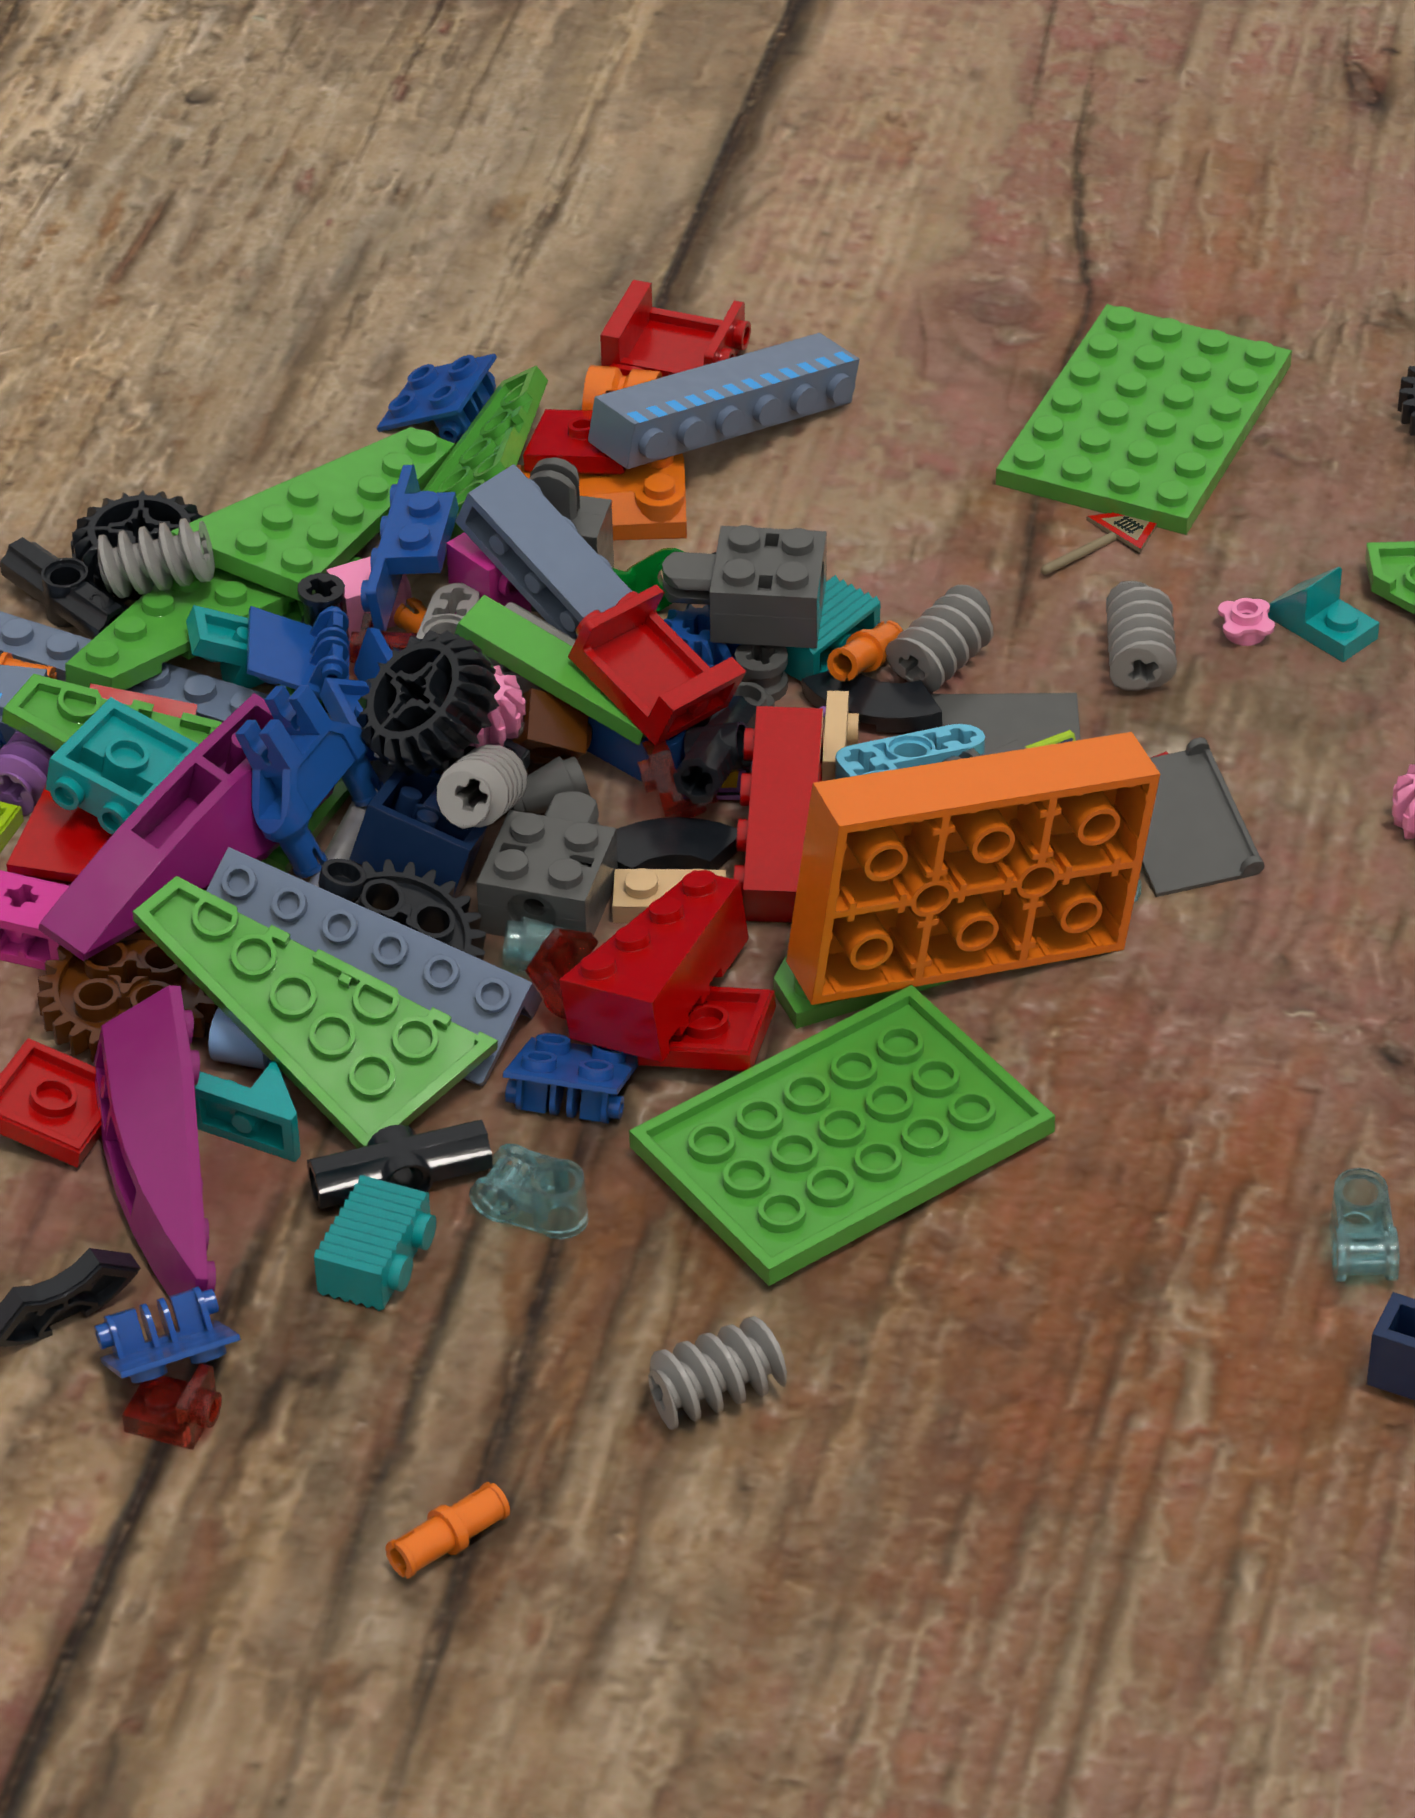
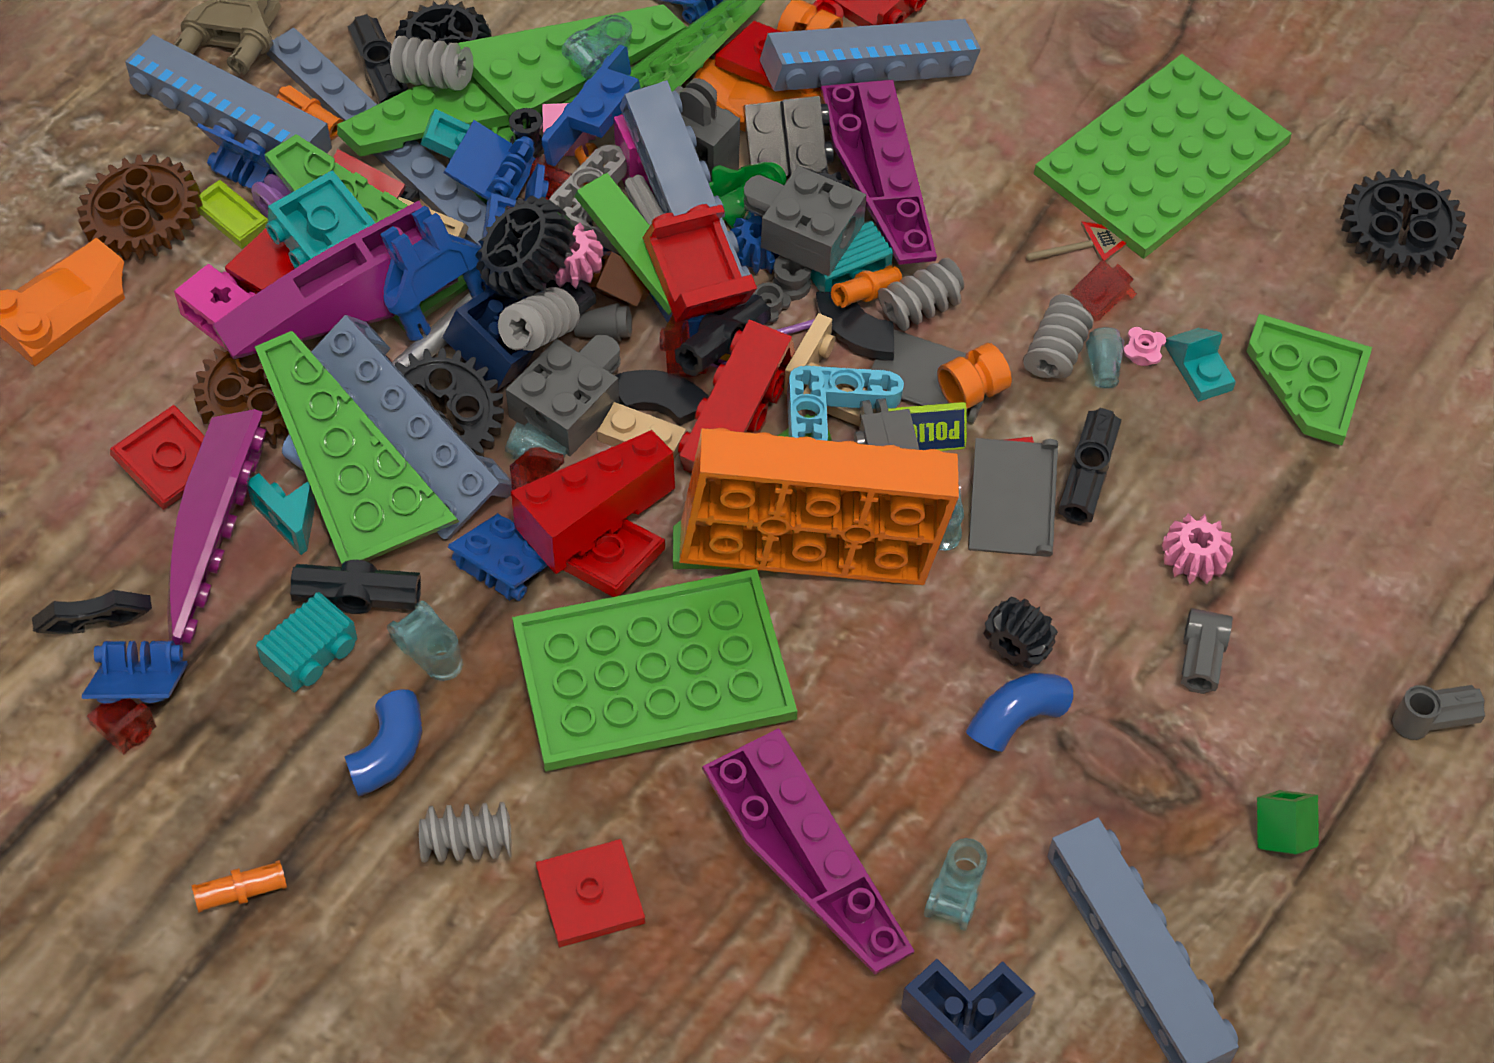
camera: 20 degrees right, 15 degrees up
(342, 878) = (412, 361): black hinge -> none
(367, 476) = (592, 45): none -> clear light blue piece
(557, 1319) = (392, 747): none -> blue cylinder
(669, 509) = (789, 134): none -> plate
(784, 488) = (878, 158): none -> magenta wedge
(907, 1393) = (590, 893): none -> red plate
(1064, 699) = (979, 373): none -> orange wheel
(1152, 1238) = (804, 846): none -> magenta wedge
(1165, 566) = (1103, 288): none -> clear red bracket
(1206, 641) = (1105, 356): none -> clear light blue cone
(1257, 758) = (1086, 482): none -> black piece
(1281, 947) = (1020, 632): none -> black gear
(1320, 1023) = (1015, 704): none -> blue cylinder

